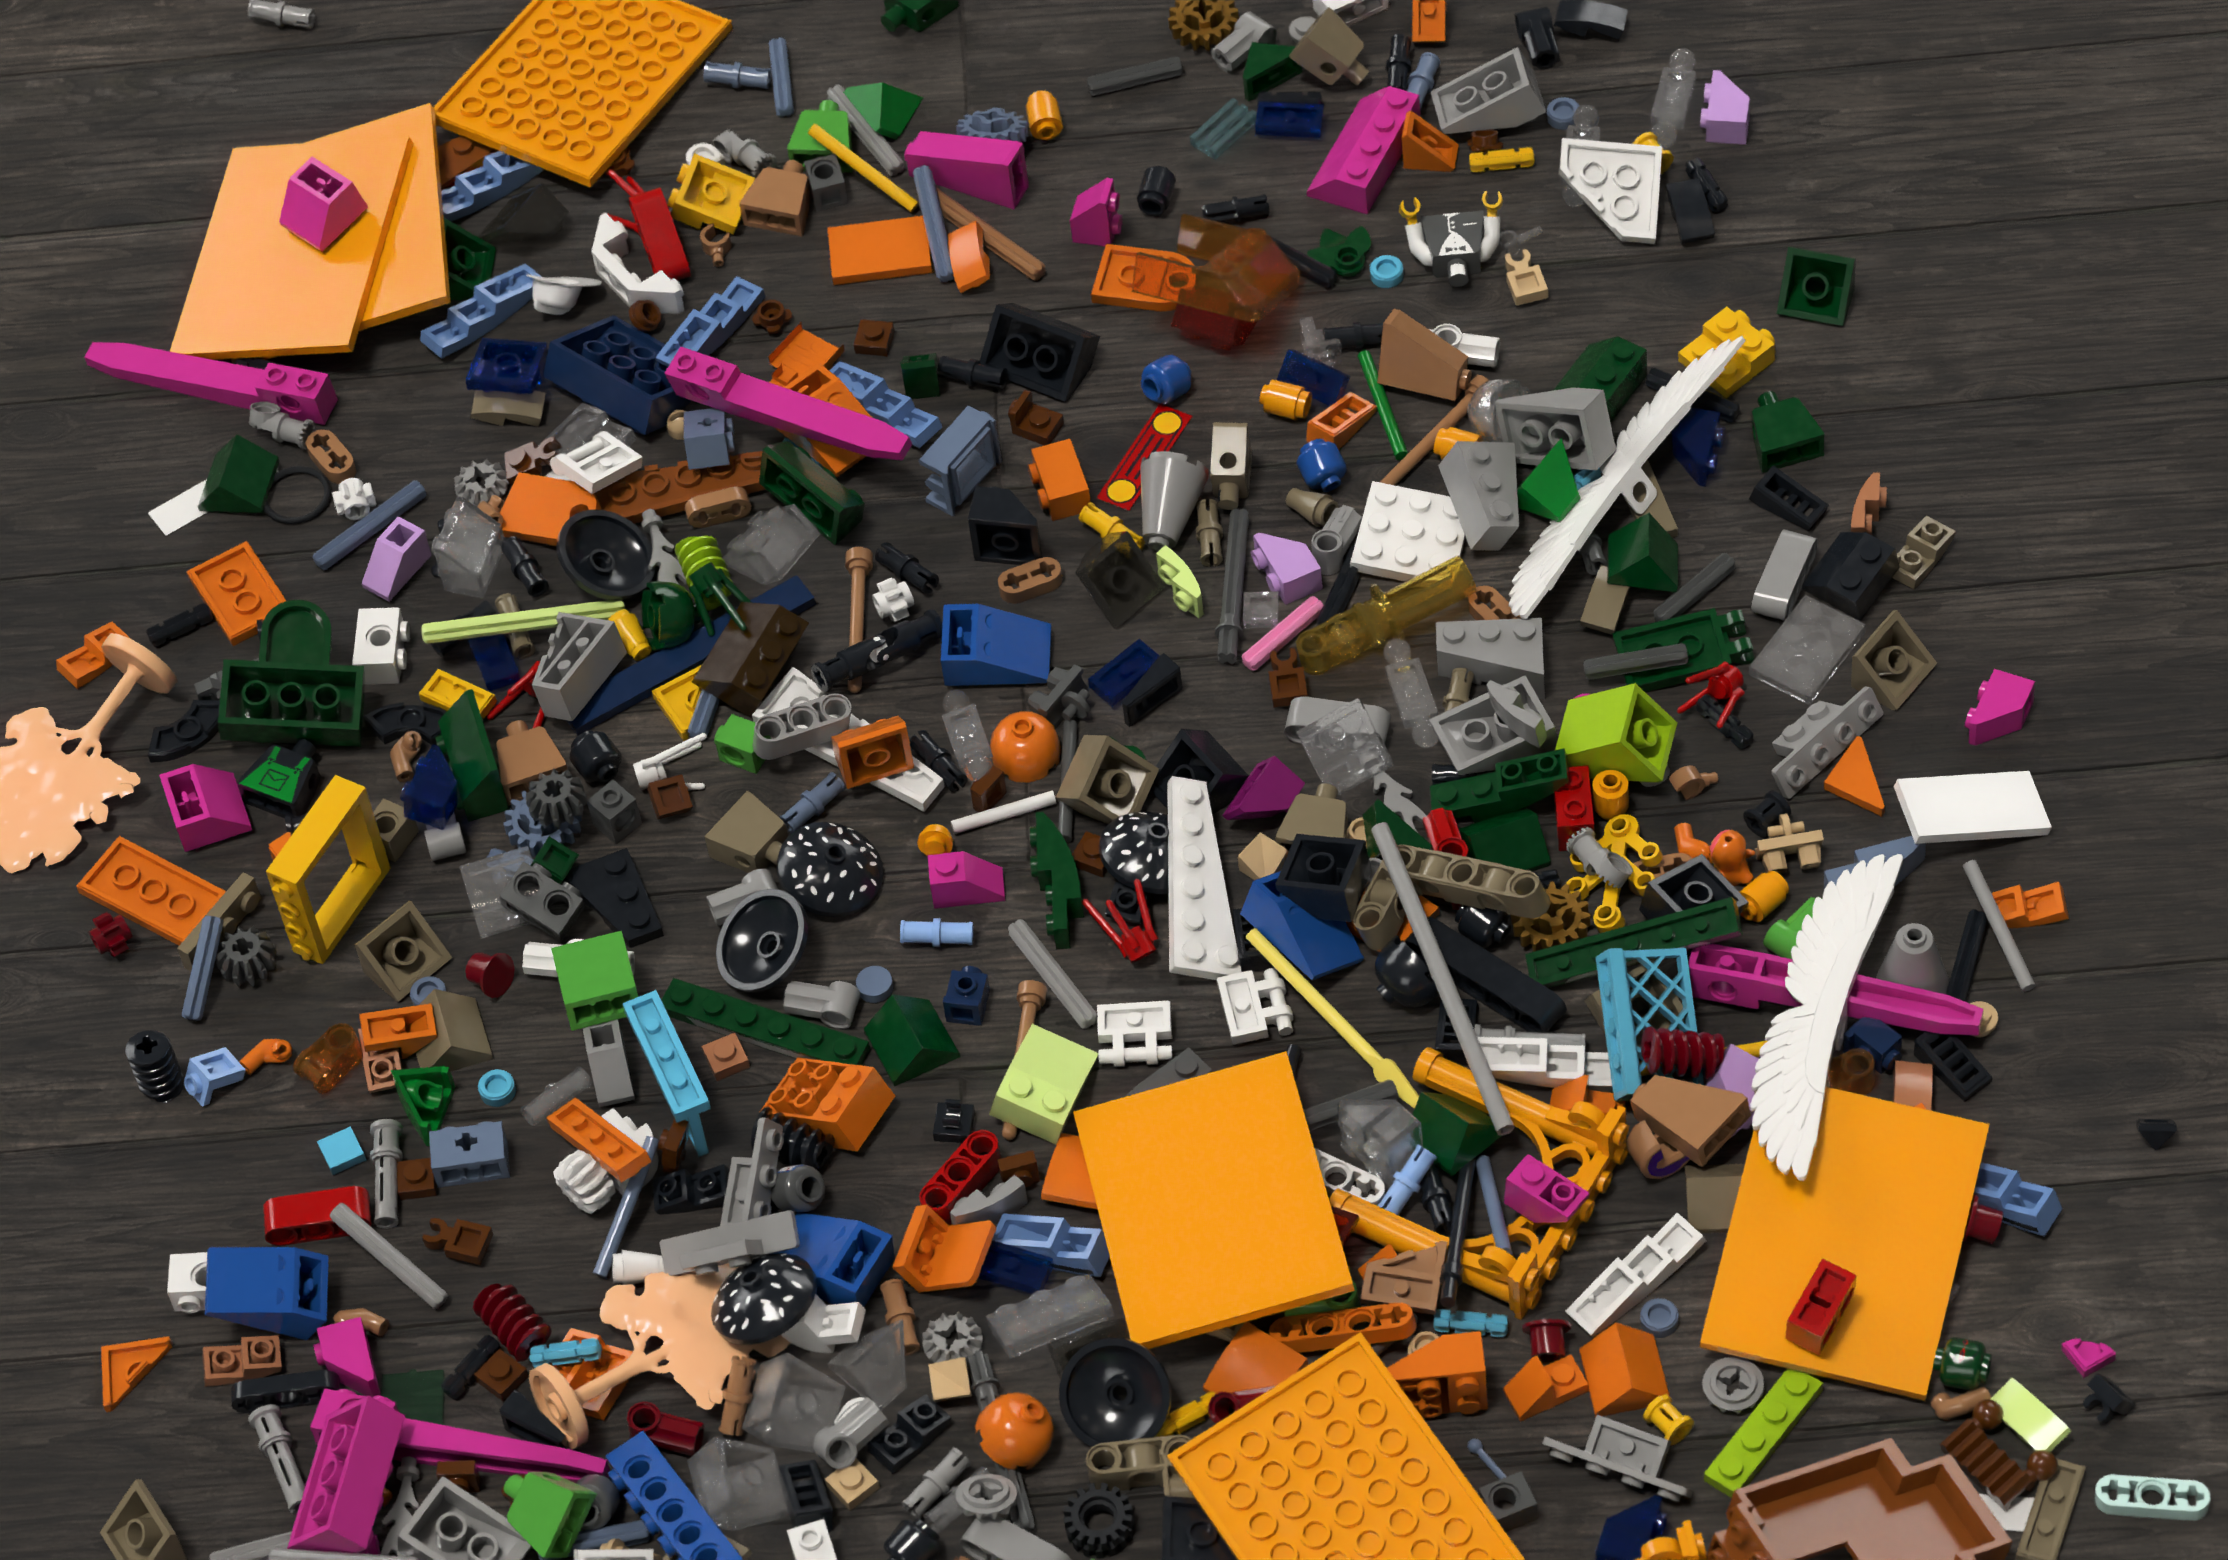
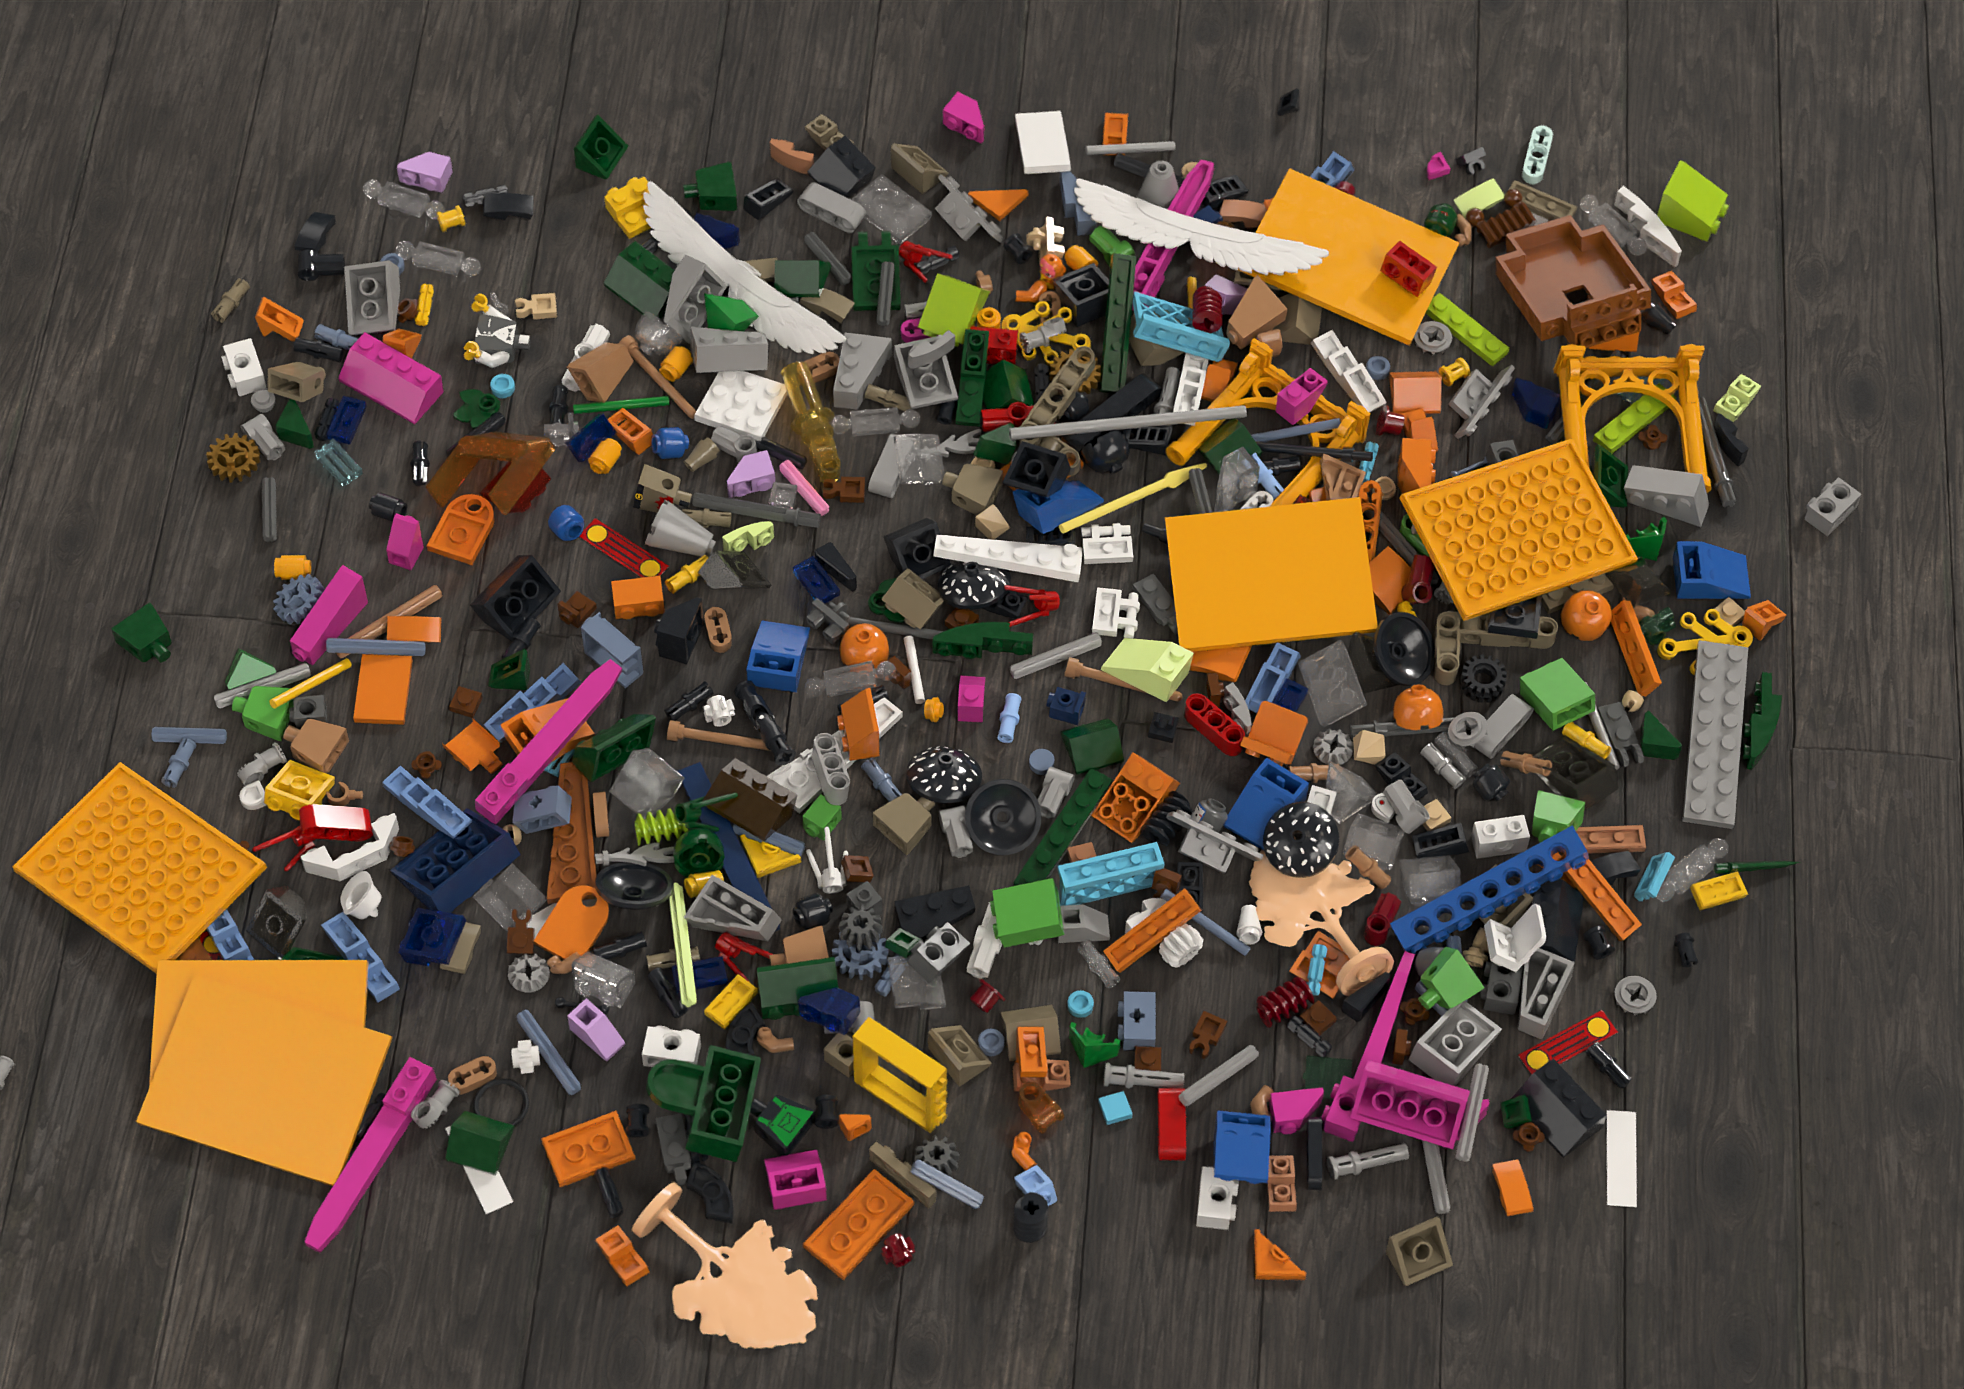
camera: 90 degrees left, 5 degrees up
(319, 204) = (248, 1041): dark pink slope -> none
(597, 462) = (554, 874): white plate -> none
(729, 1244) = (1260, 855): light grey bracket -> none
(1265, 792) = (945, 509): magenta slope -> none
(1616, 183) = (480, 237): white plate -> none

